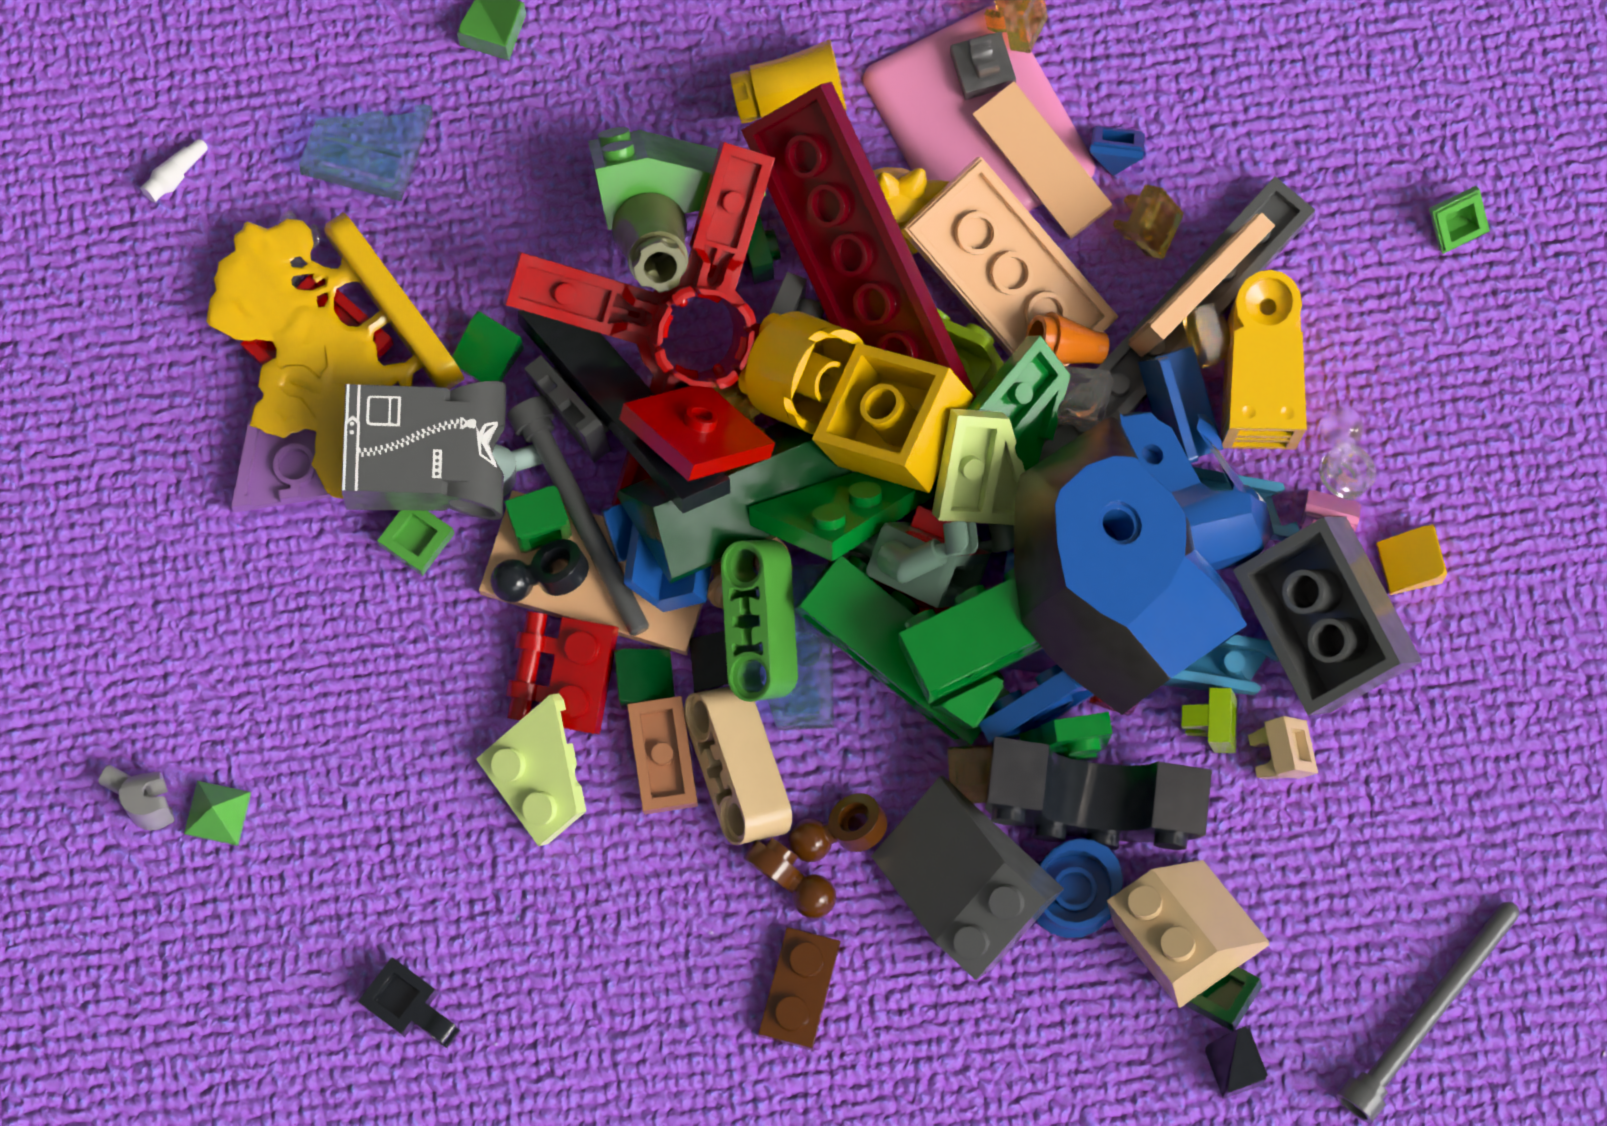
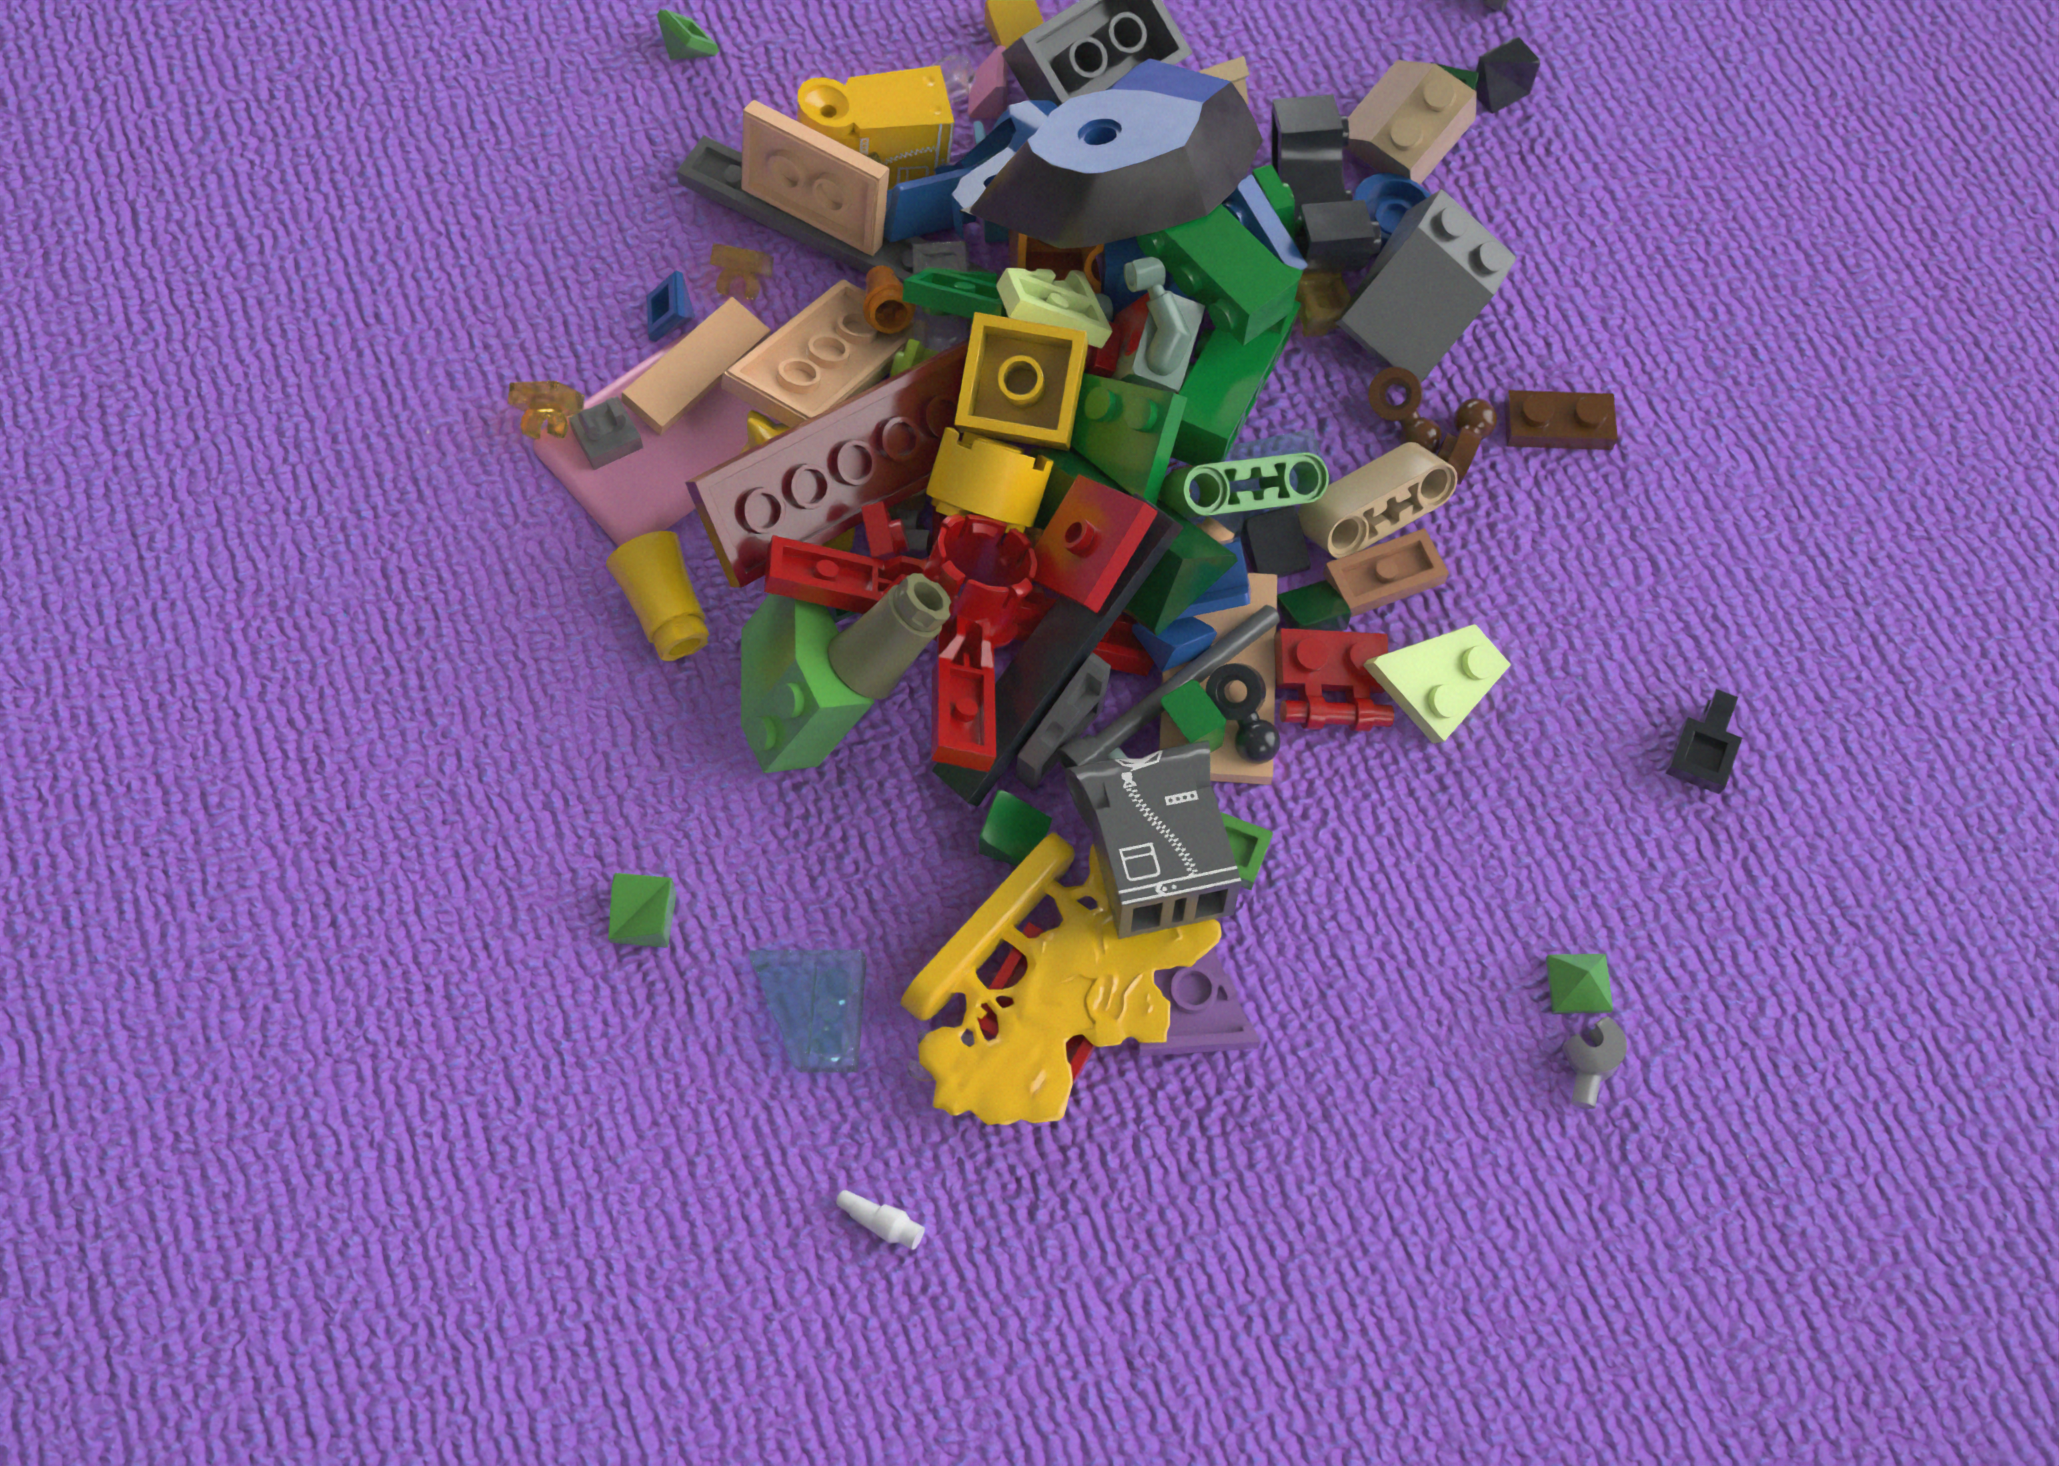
camera: 110 degrees left, 10 degrees down
(774, 273) = (885, 536): none -> red plate

